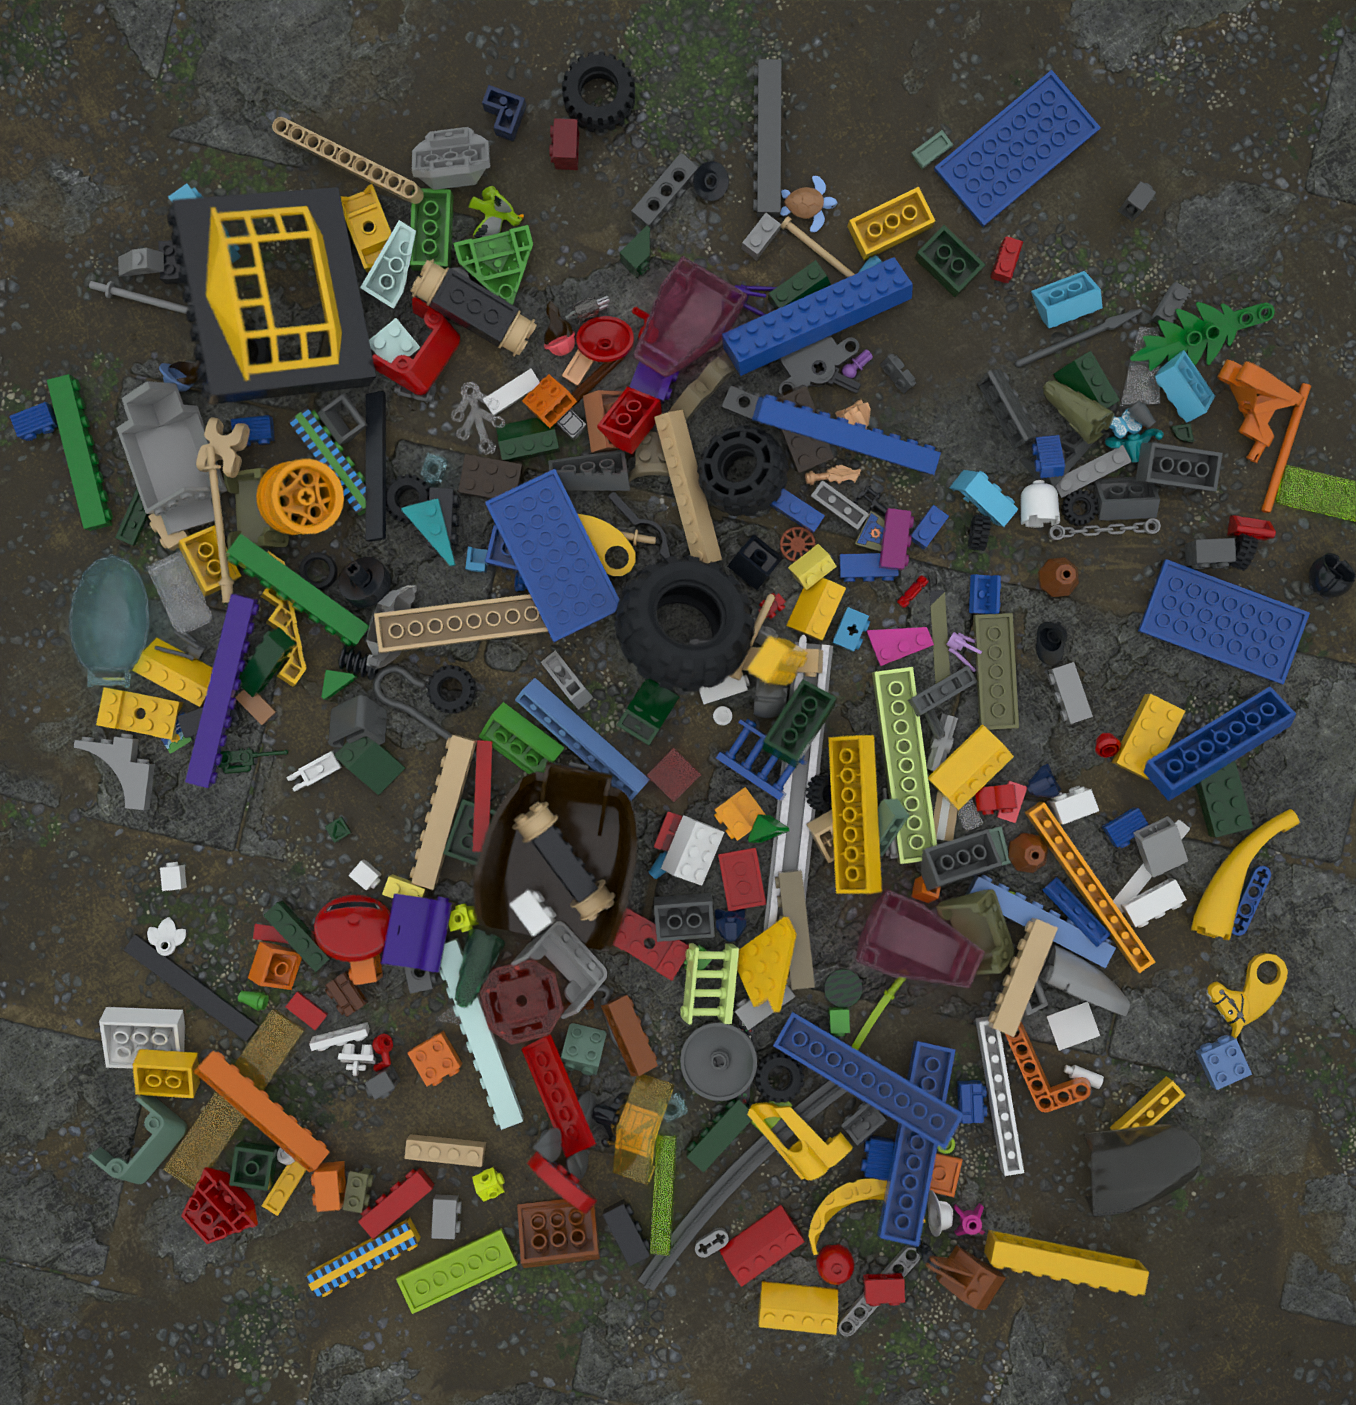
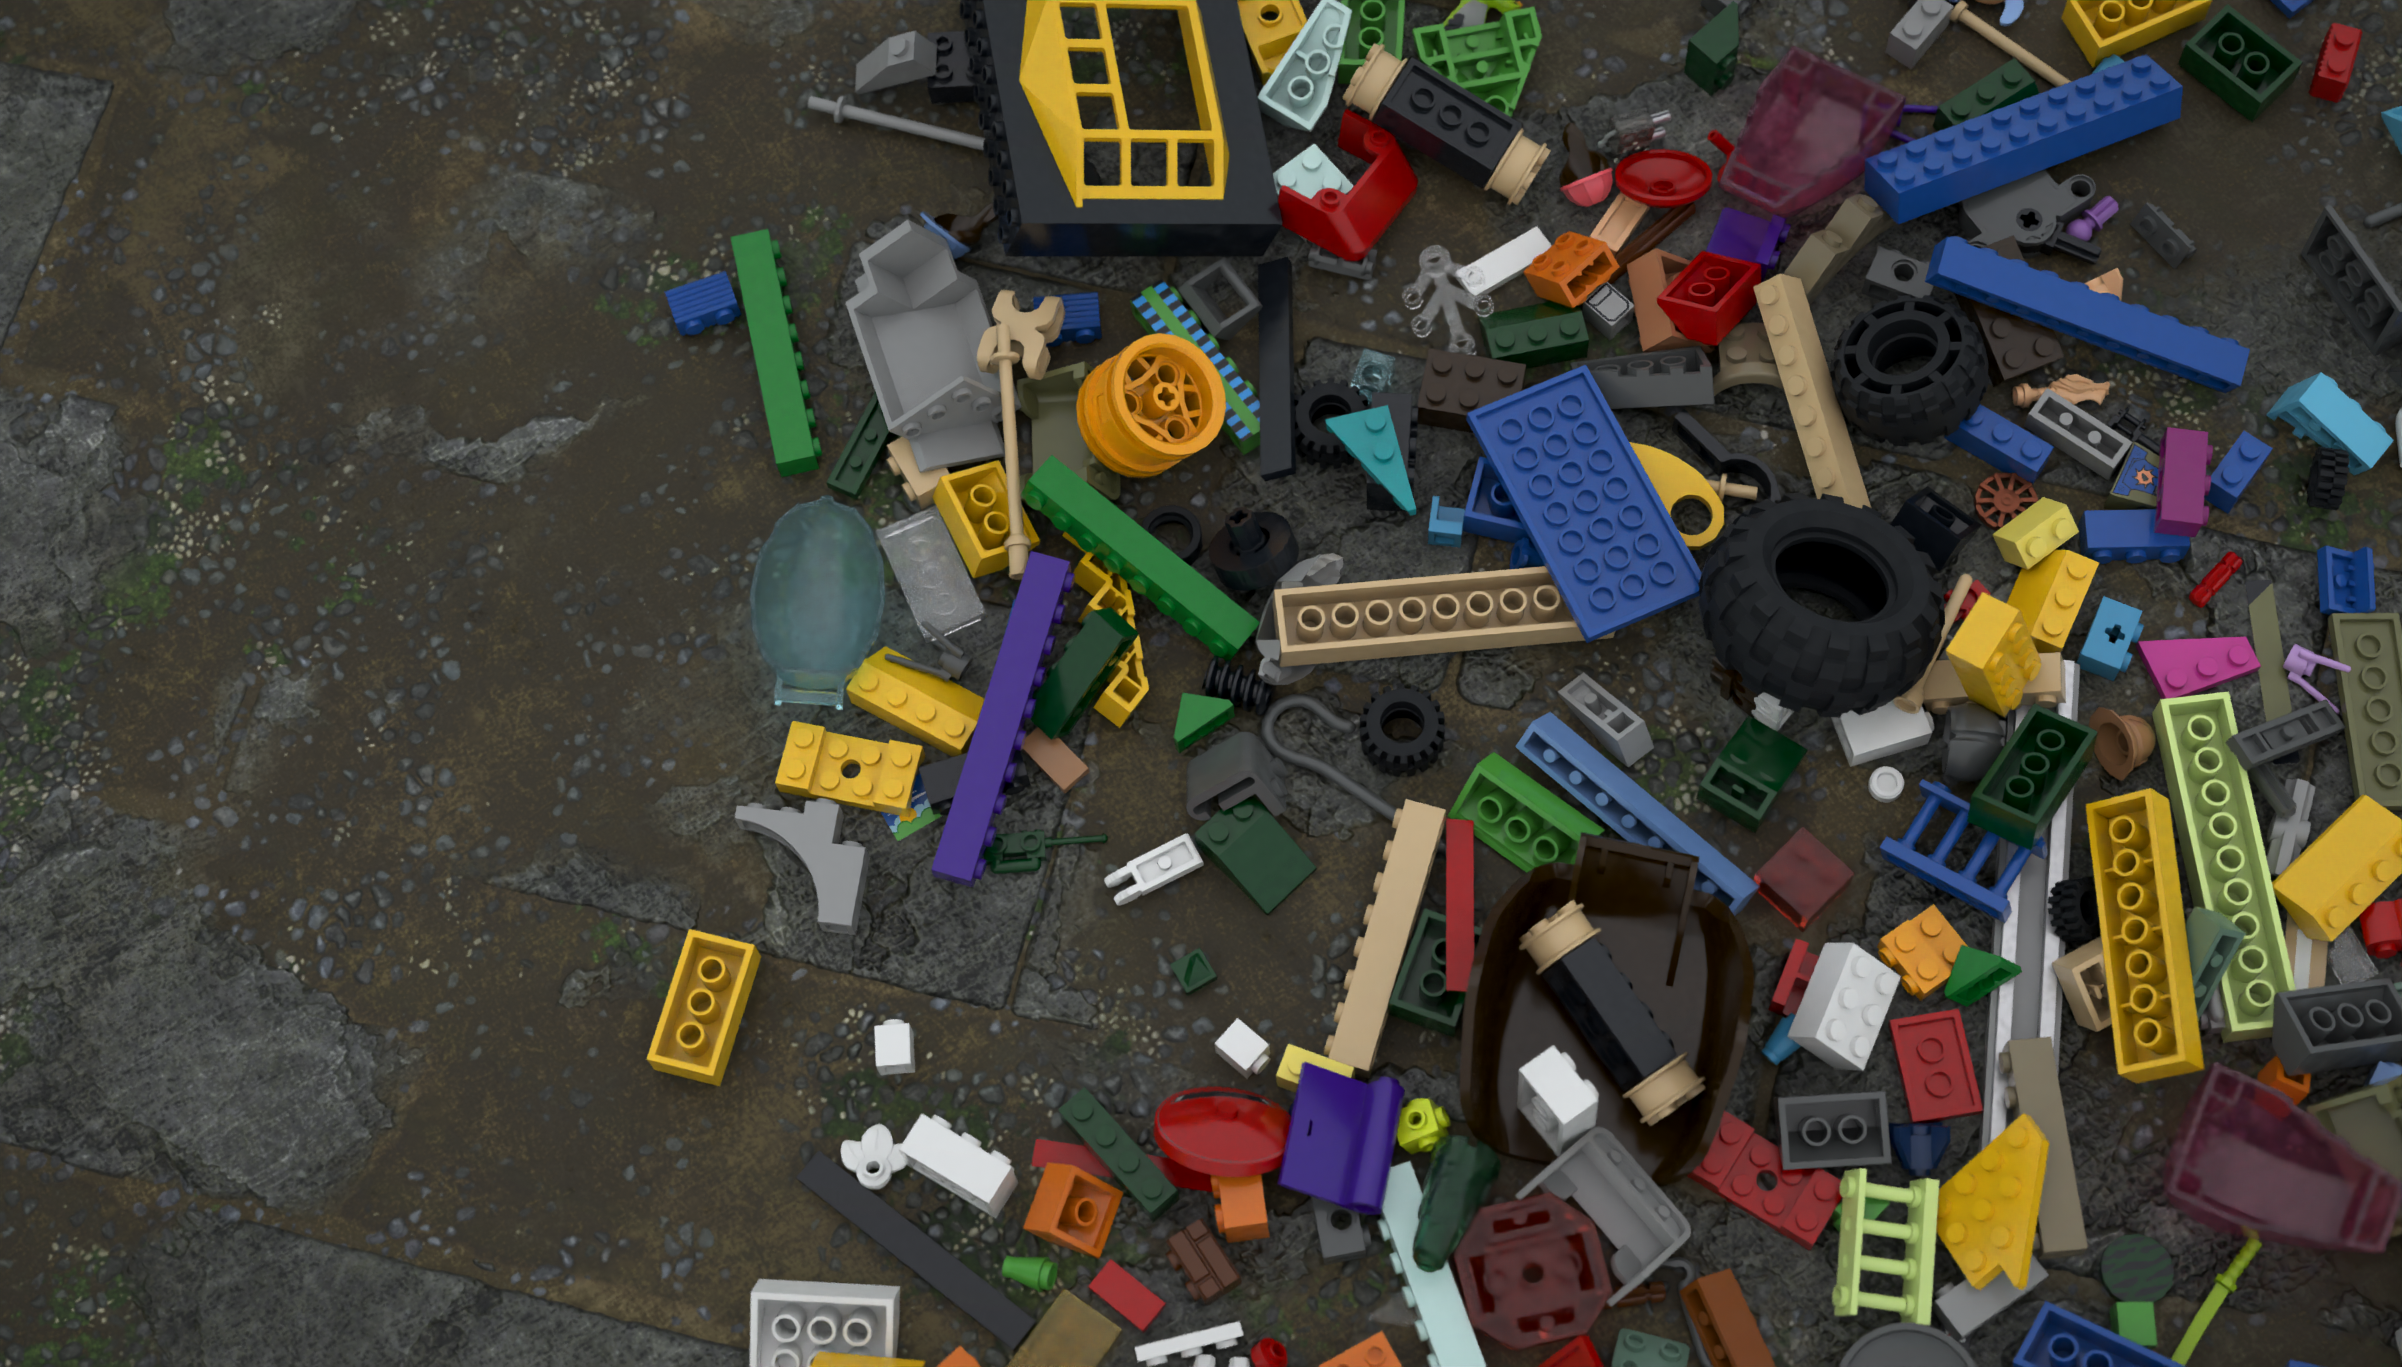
camera: 10 degrees right, 20 degrees down
(64, 857) = (704, 1007): none -> yellow brick
(210, 945) = (959, 1164): none -> white brick
(854, 692) = (2121, 741): none -> medium nougat piece

